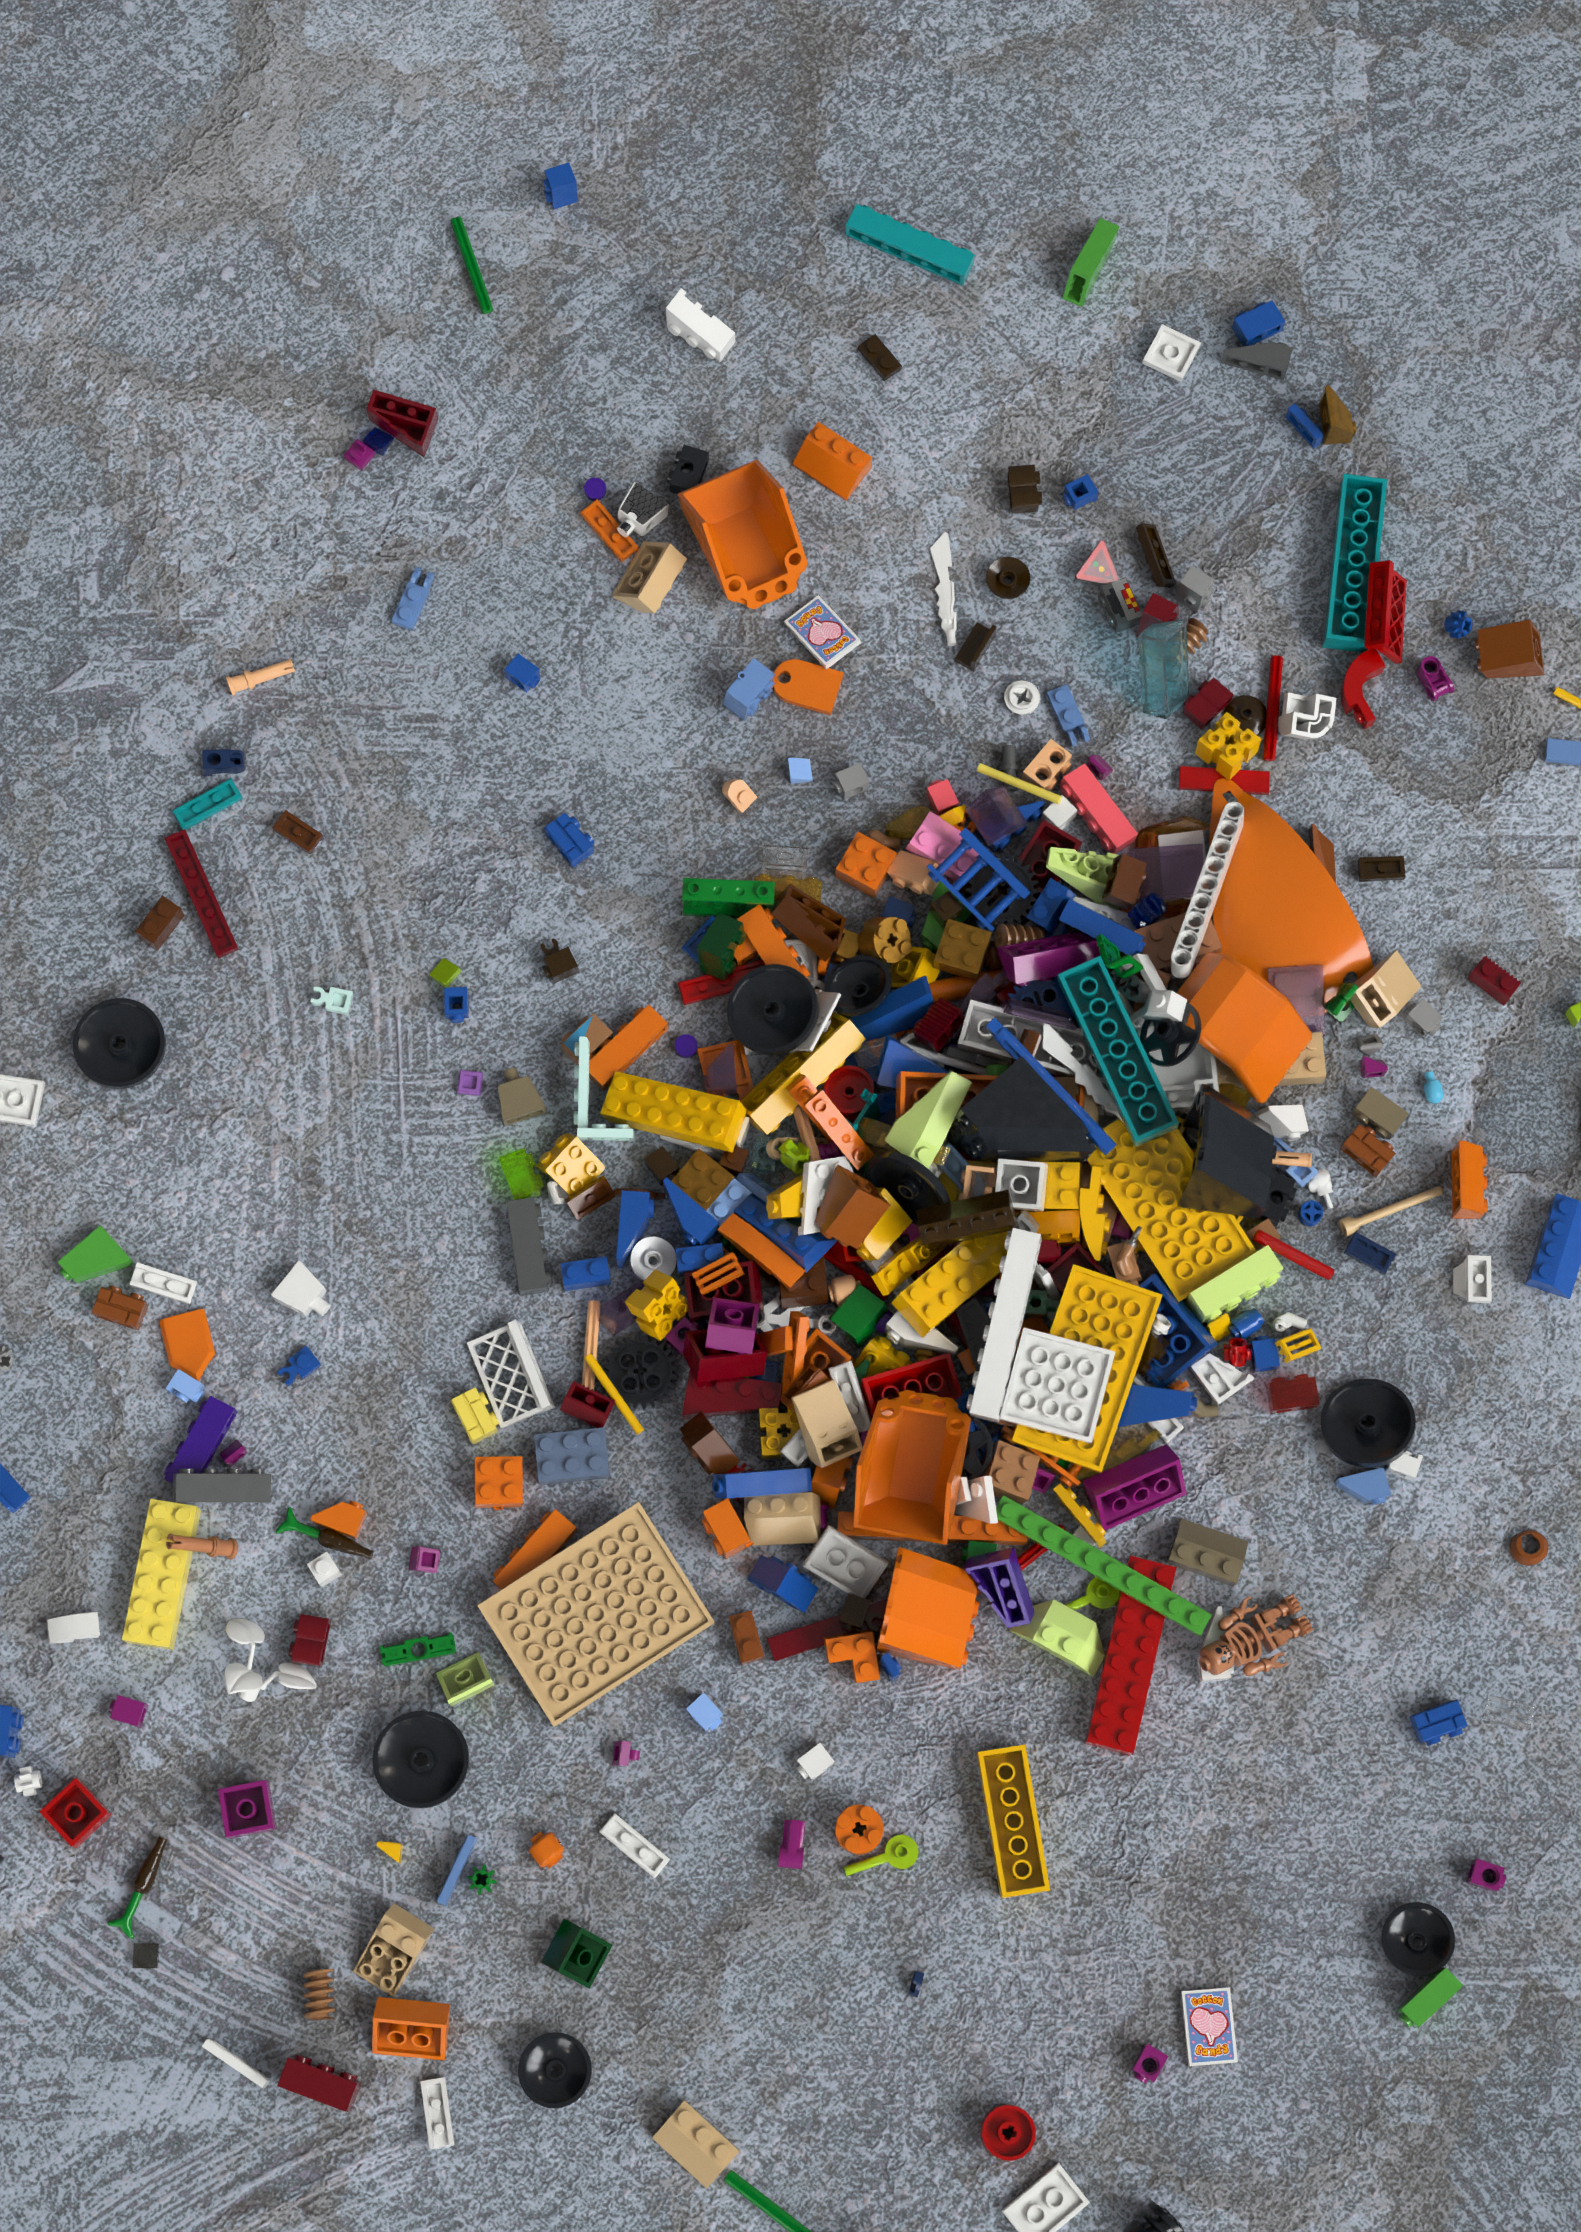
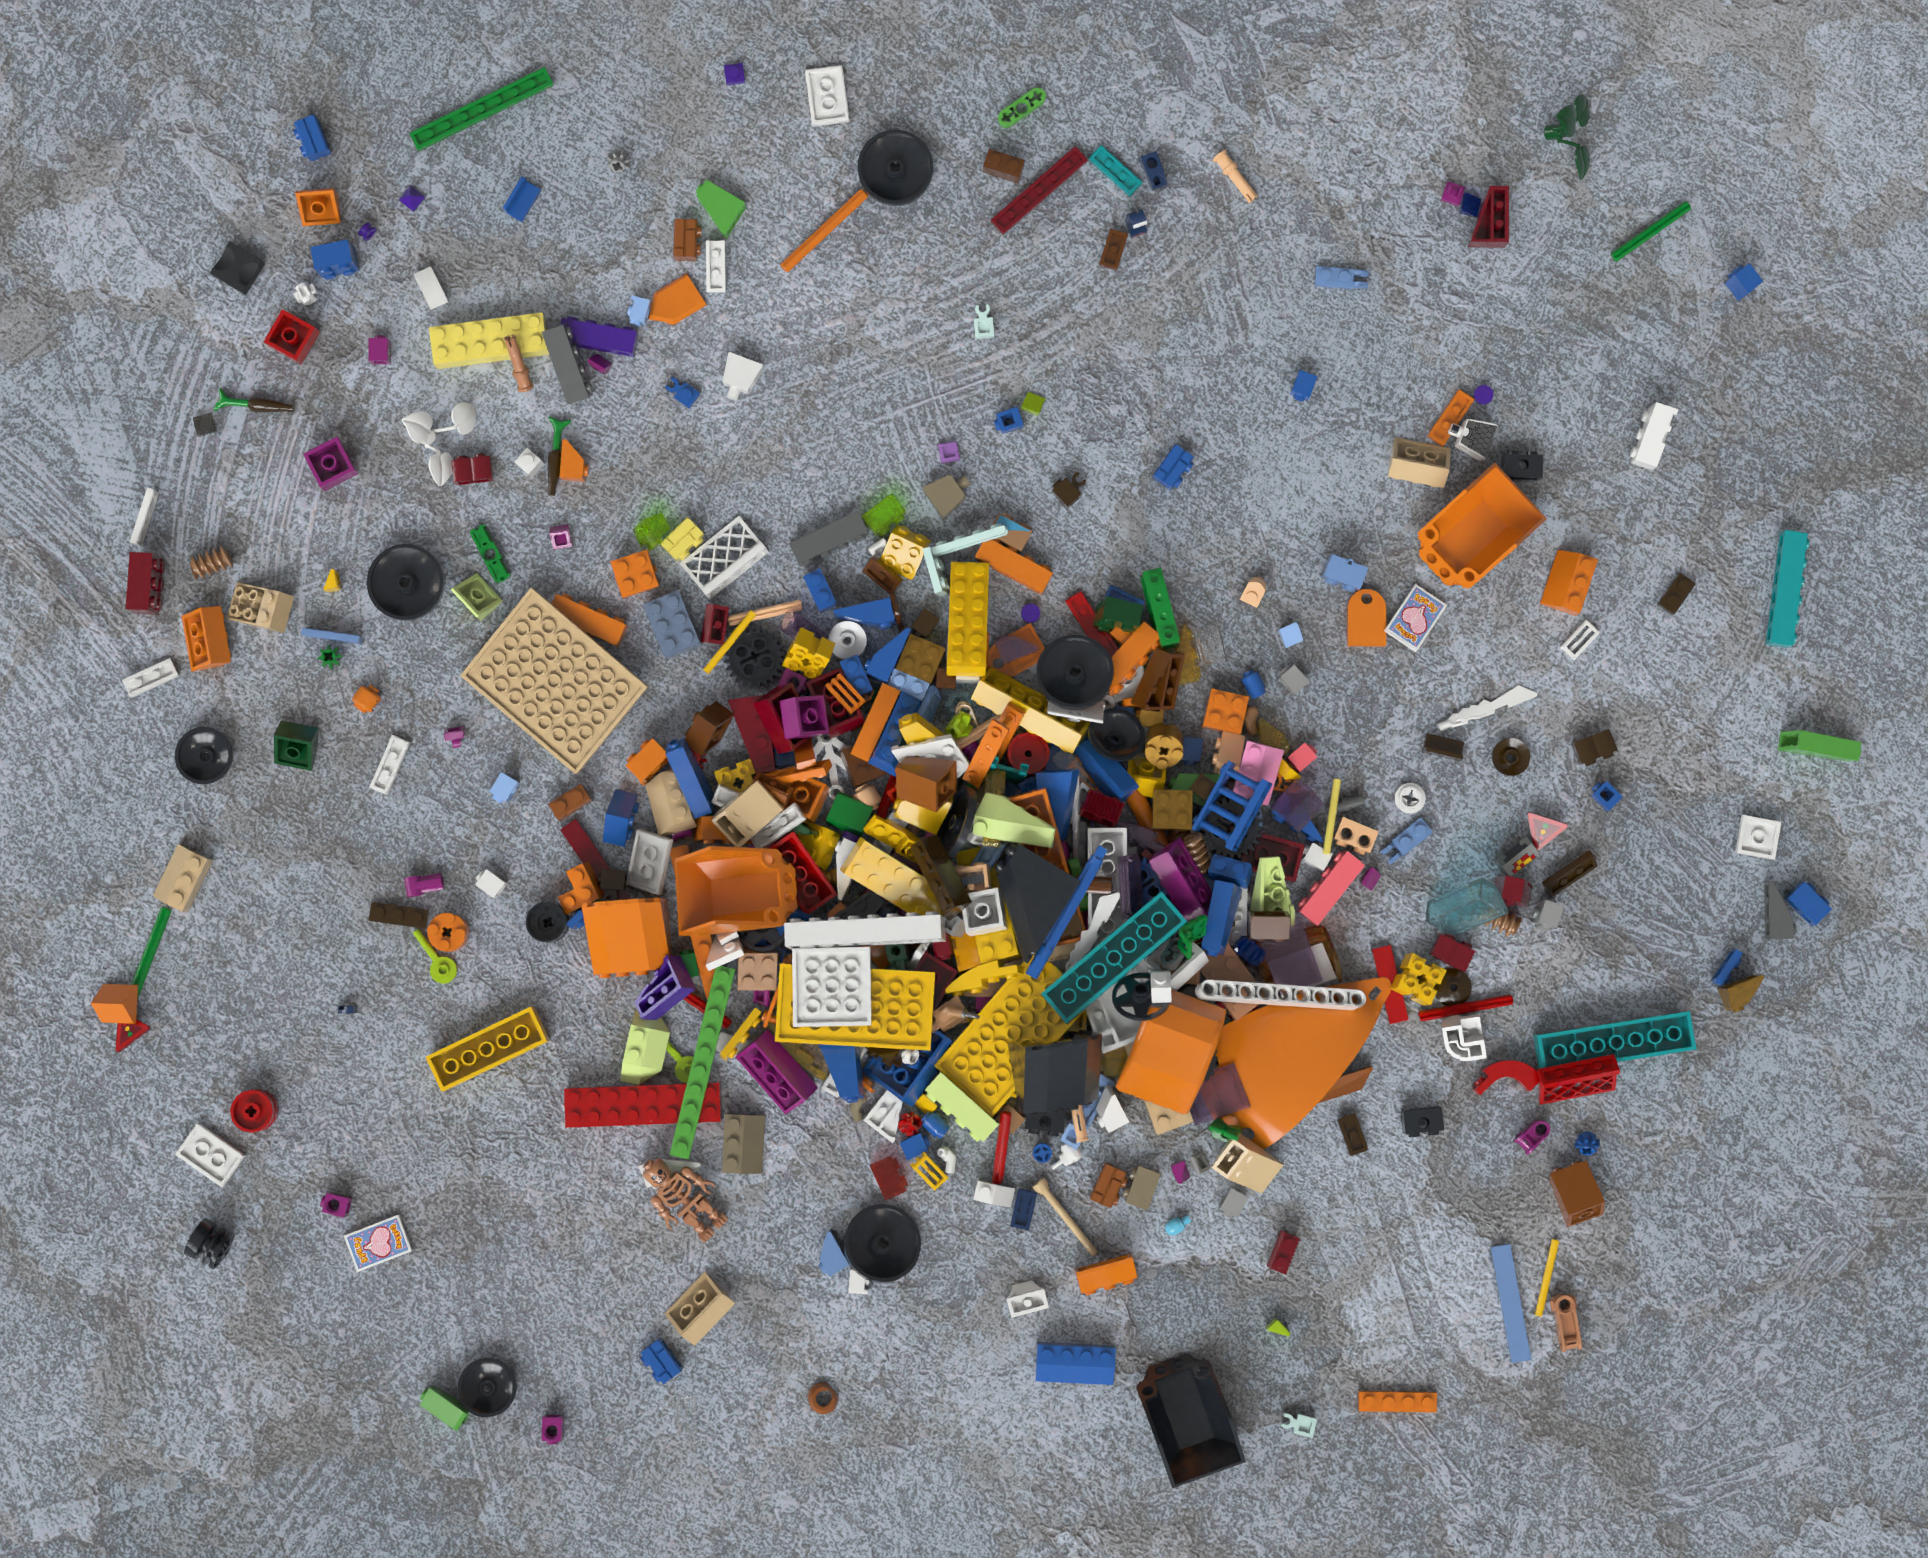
camera: 75 degrees right, 10 degrees up
(97, 901) = (1035, 105): none -> bright green beam
(163, 1148) = (824, 230): none -> orange axle
(275, 797) = (1136, 223): none -> dark blue leg
(329, 323) = (1568, 118): none -> dark green plant
(454, 1448) = (651, 530): none -> clear neon green brick
(820, 1887) = (398, 915): none -> dark brown plate
(843, 825) = (1253, 684): none -> blue brick
(882, 1690) = (536, 922): none -> black wheel
(908, 485) = (1569, 651): none -> white tile
(1342, 1282) = (993, 1193): none -> white slope
(1380, 800) = (1411, 1117): none -> black brick
(1388, 1659) = (699, 1308): none -> tan slope

